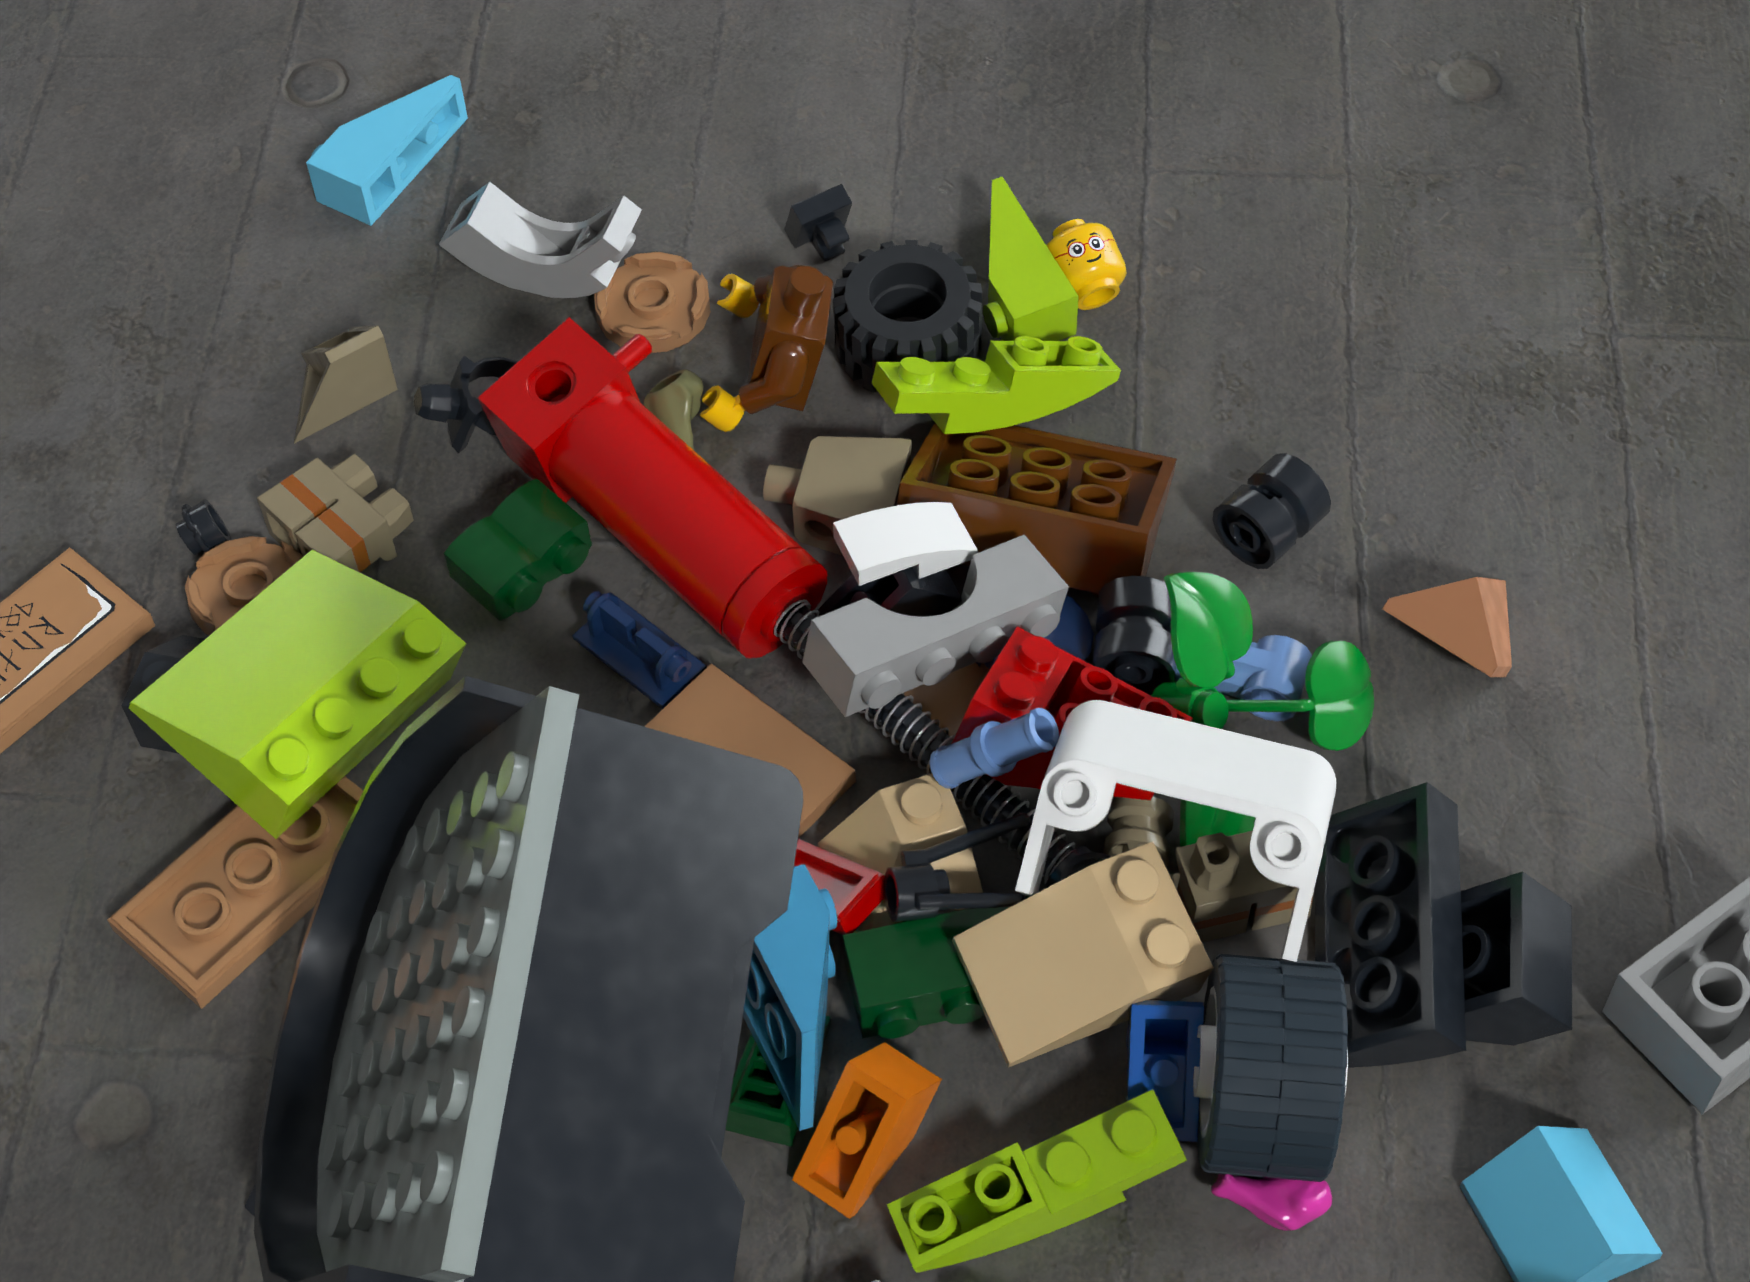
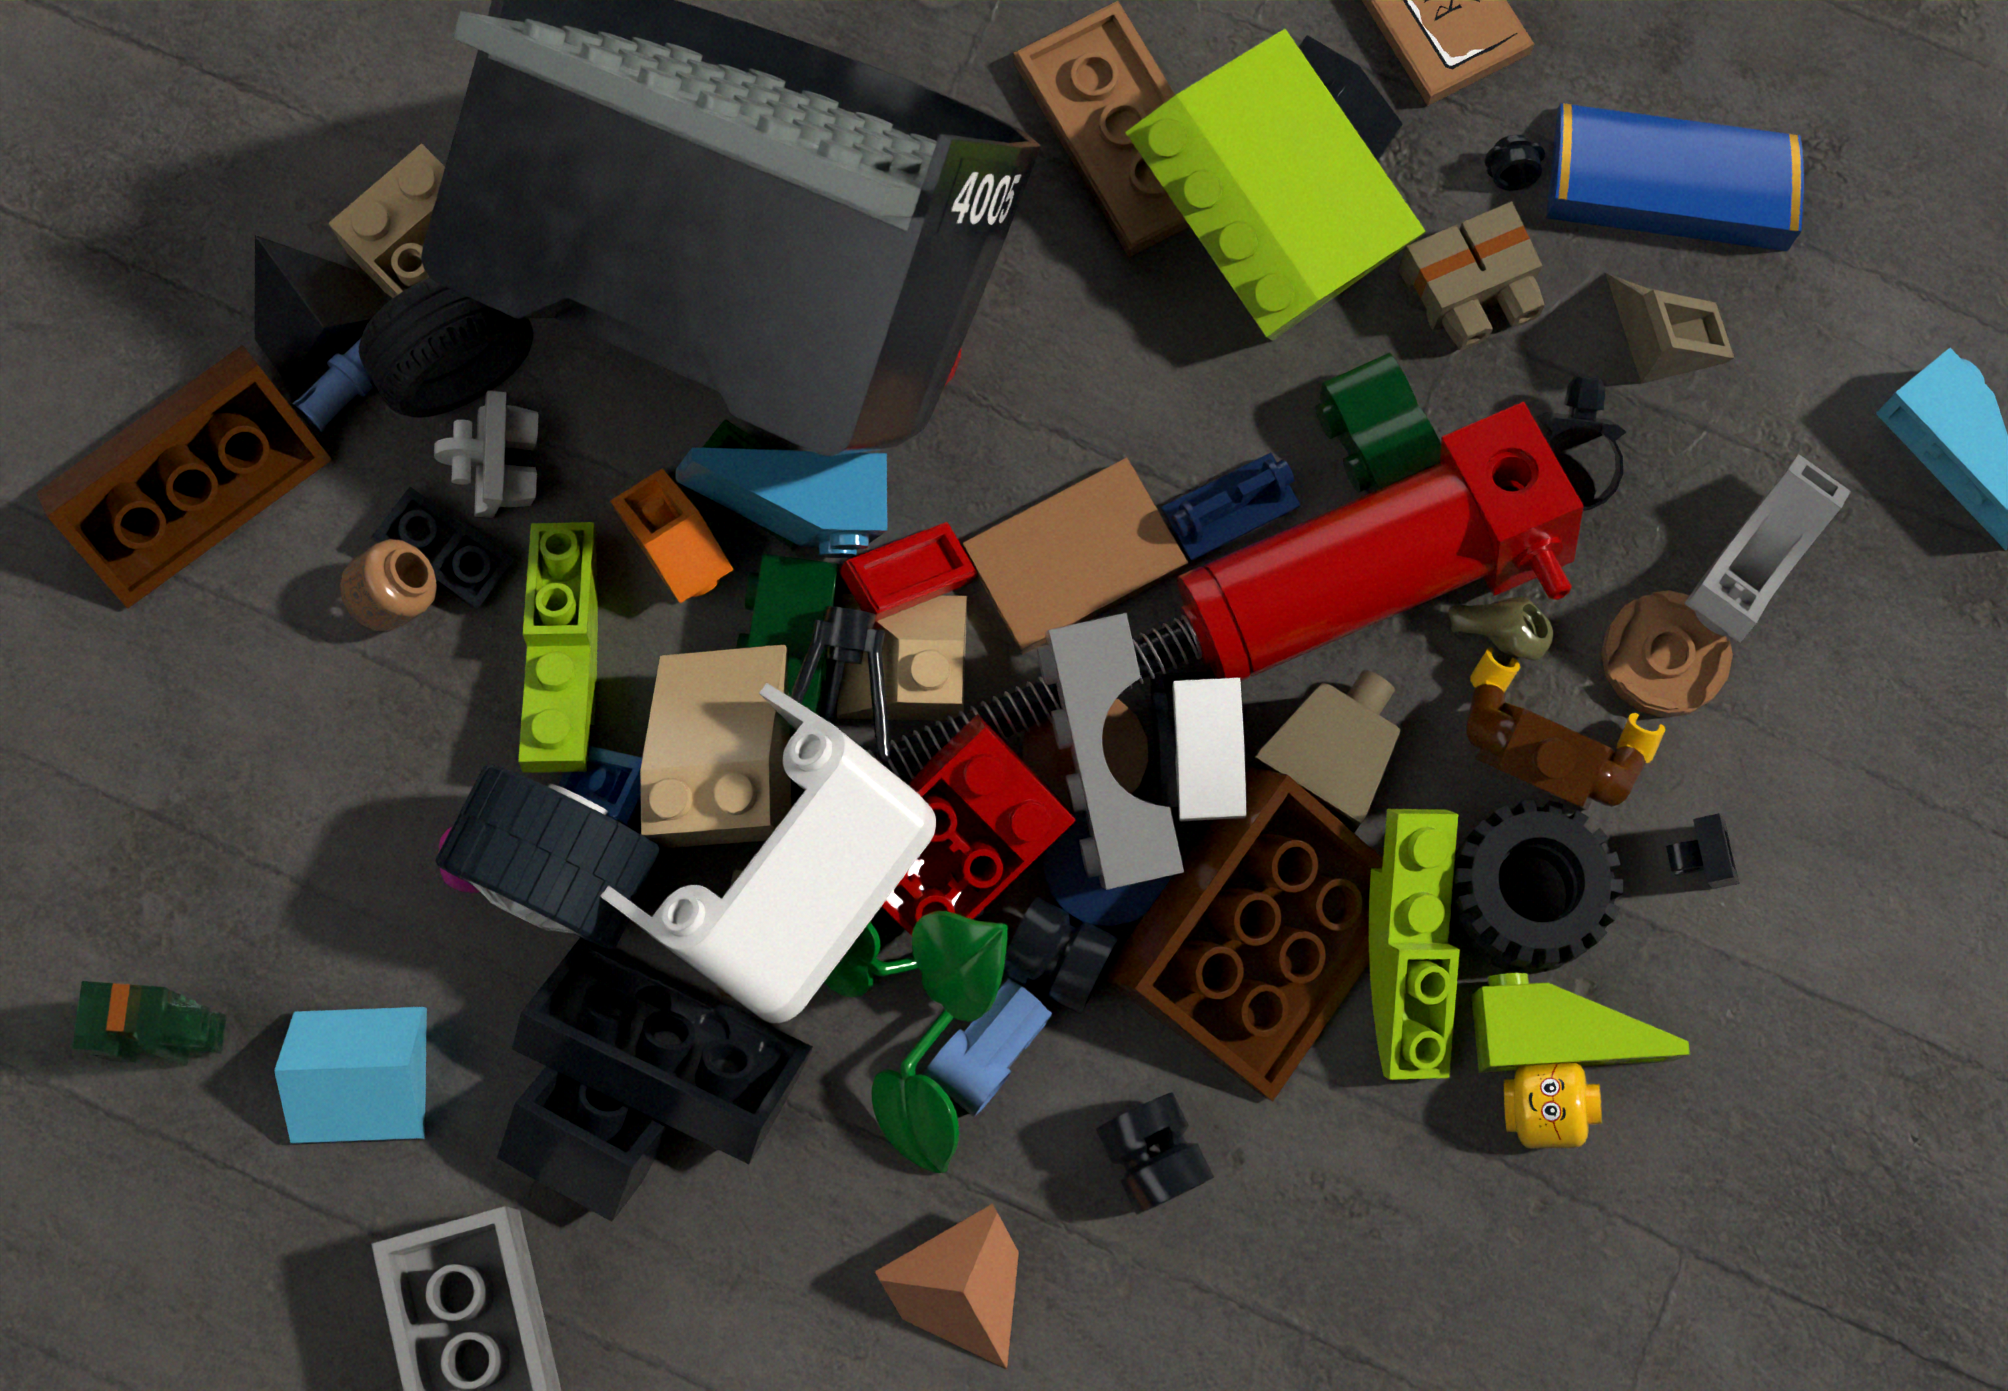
camera: 110 degrees right, 20 degrees up
(179, 410) = (1676, 177): none -> blue slope
(233, 576) = (1438, 177): medium nougat tile -> none
(994, 748) = (934, 734): medium blue pin -> none

